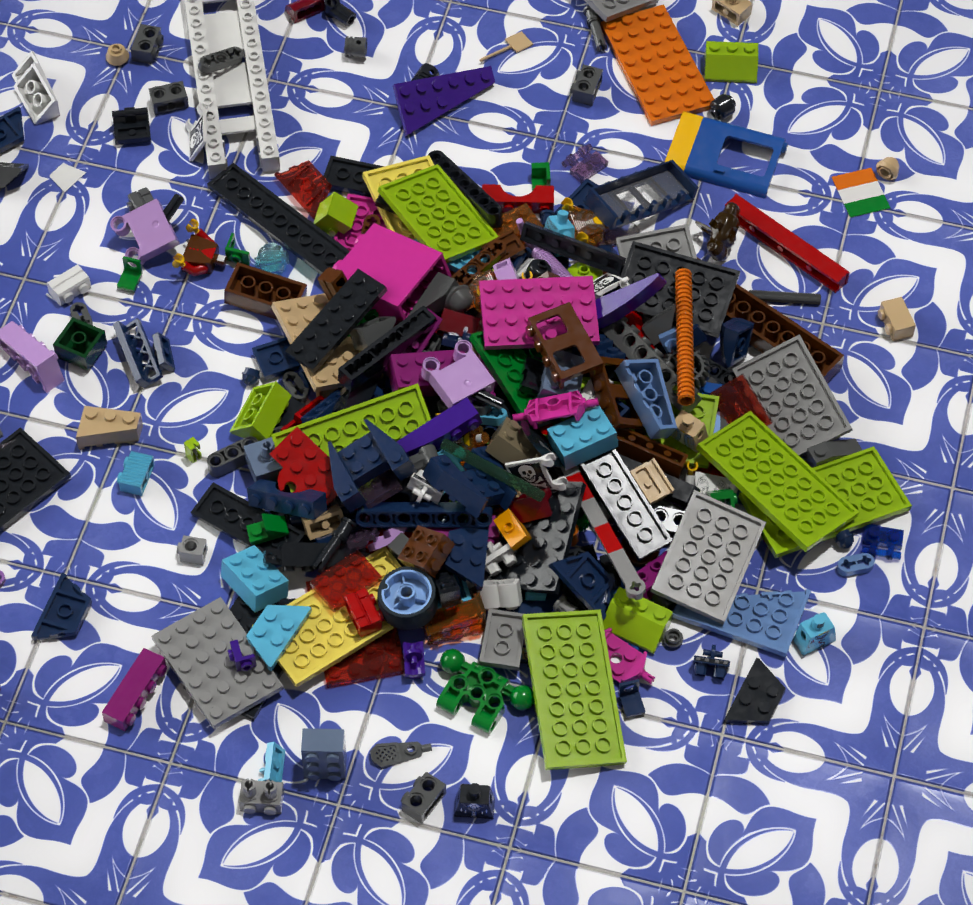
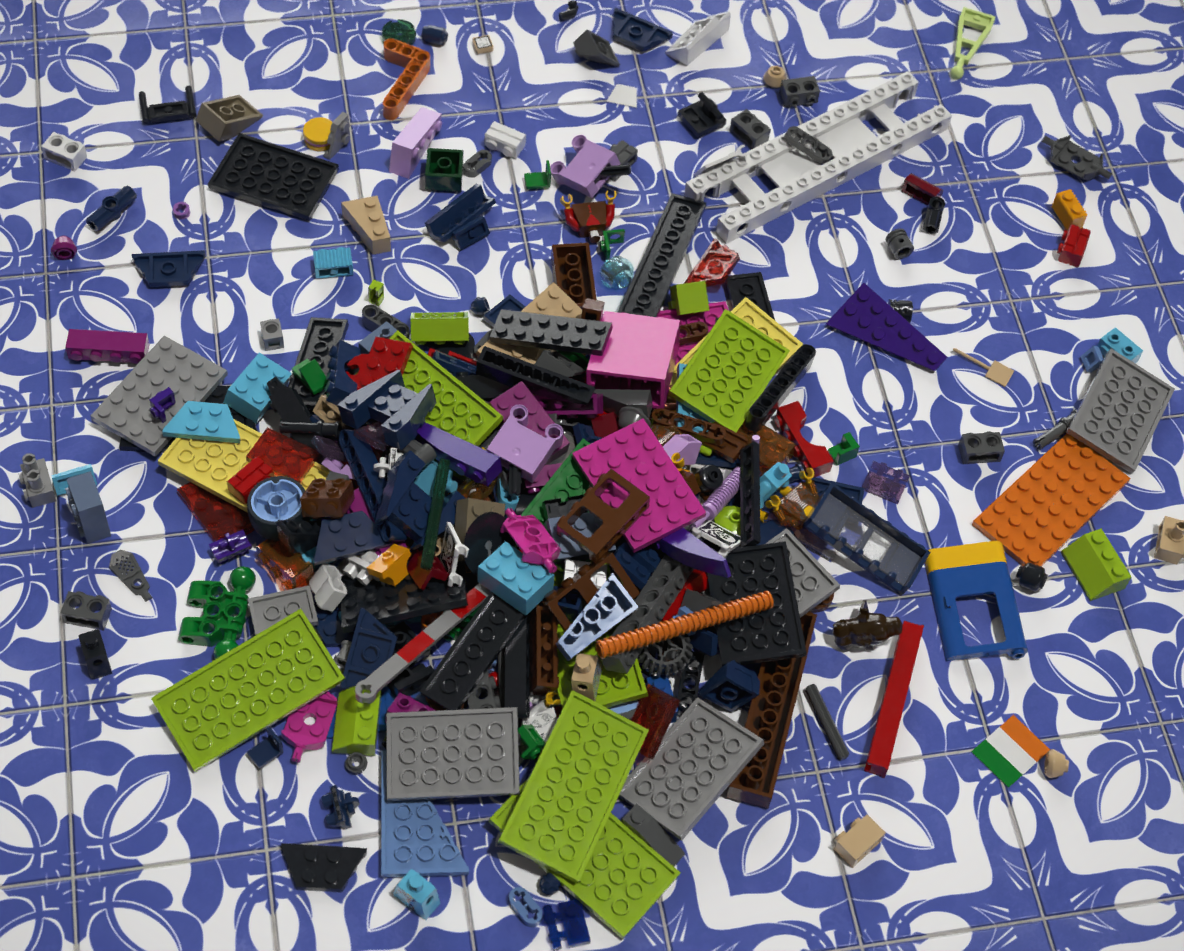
camera: 60 degrees right, 0 degrees up
(652, 481) = (506, 664): tan plate -> none

